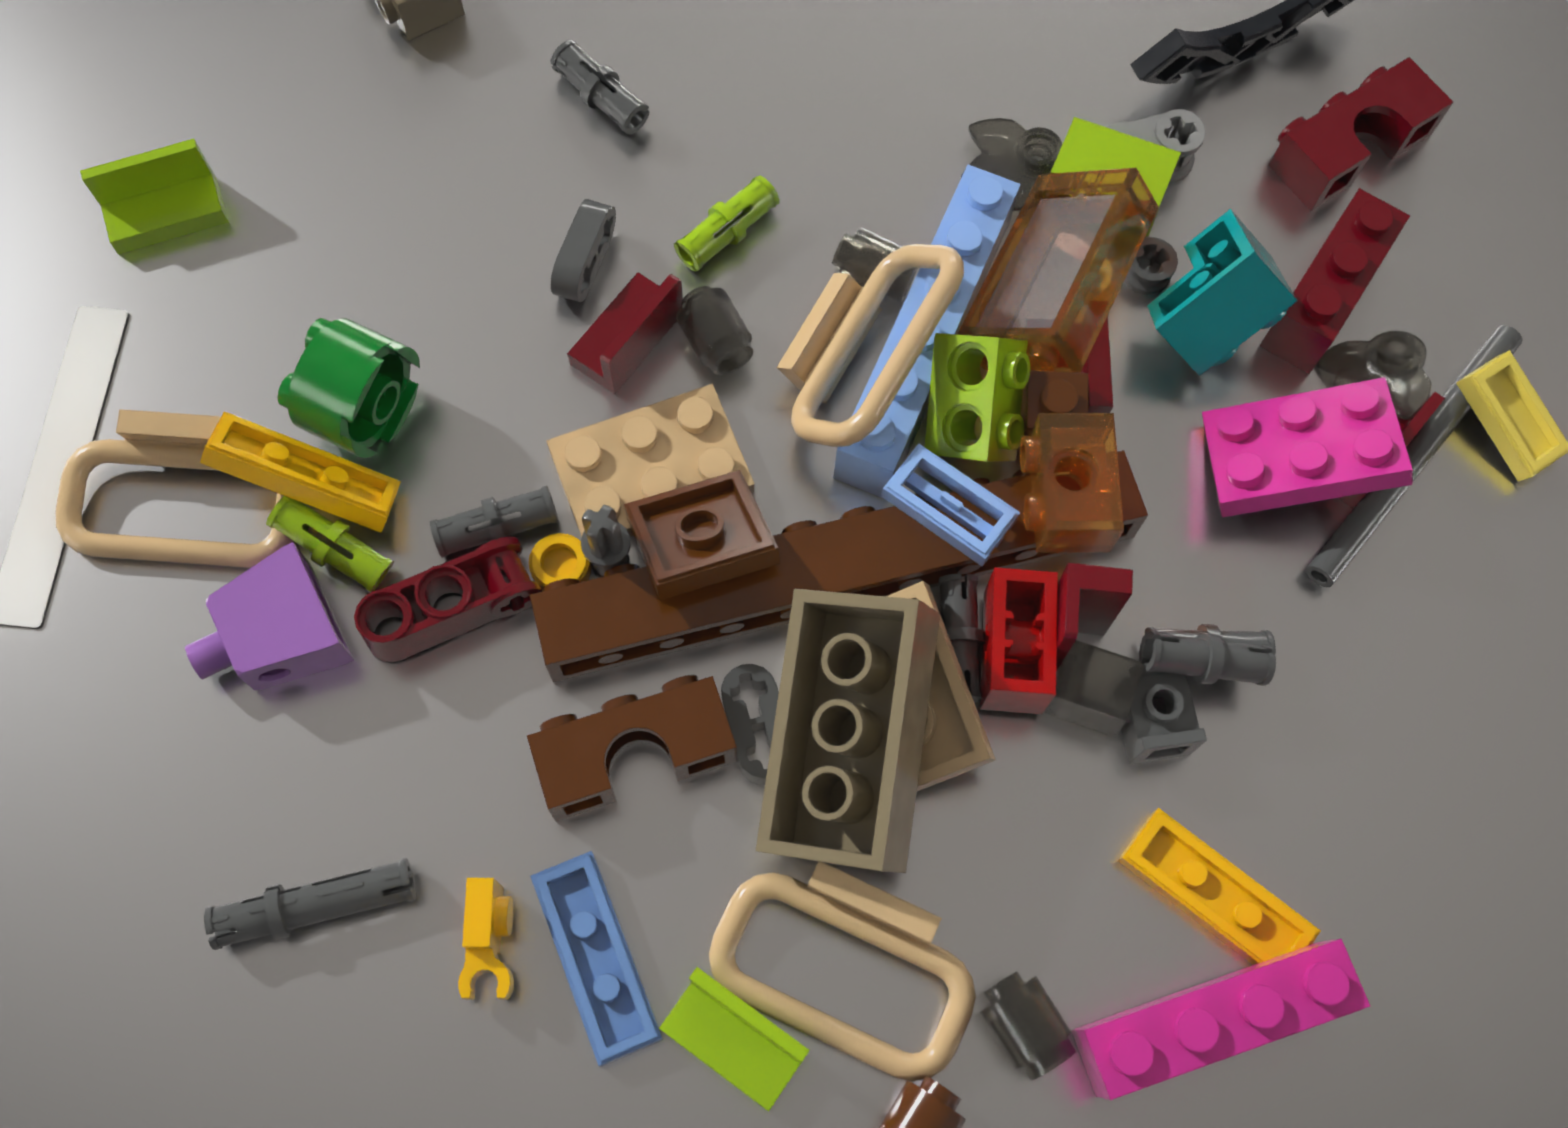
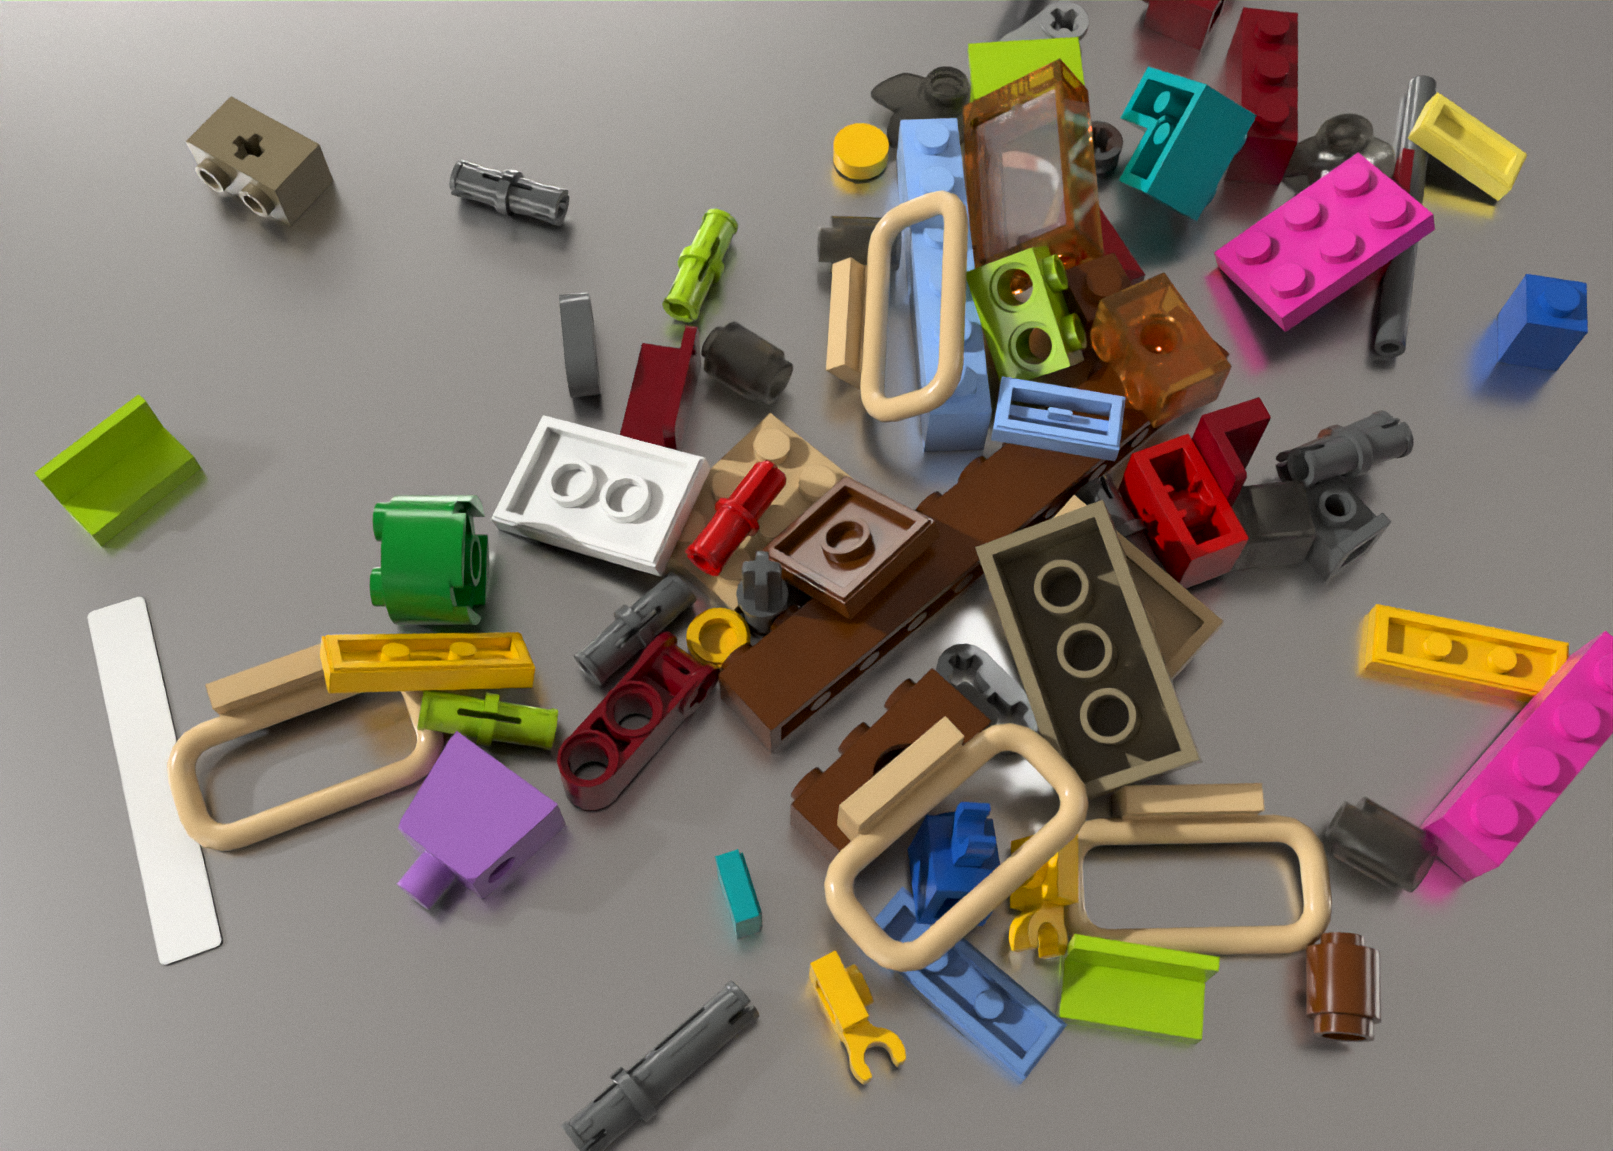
camera: 25 degrees left, 5 degrees down
(450, 789) = (739, 893): none -> teal tile
(528, 392) = (602, 494): none -> white tile
(619, 774) = (910, 790): none -> tan bar
(623, 464) = (736, 518): none -> red axle
(637, 859) = (951, 858): none -> blue brick
(707, 910) = (1043, 903): none -> yellow plate
(930, 177) = (860, 151): none -> yellow tile
(1480, 619) = (1542, 322): none -> blue brick

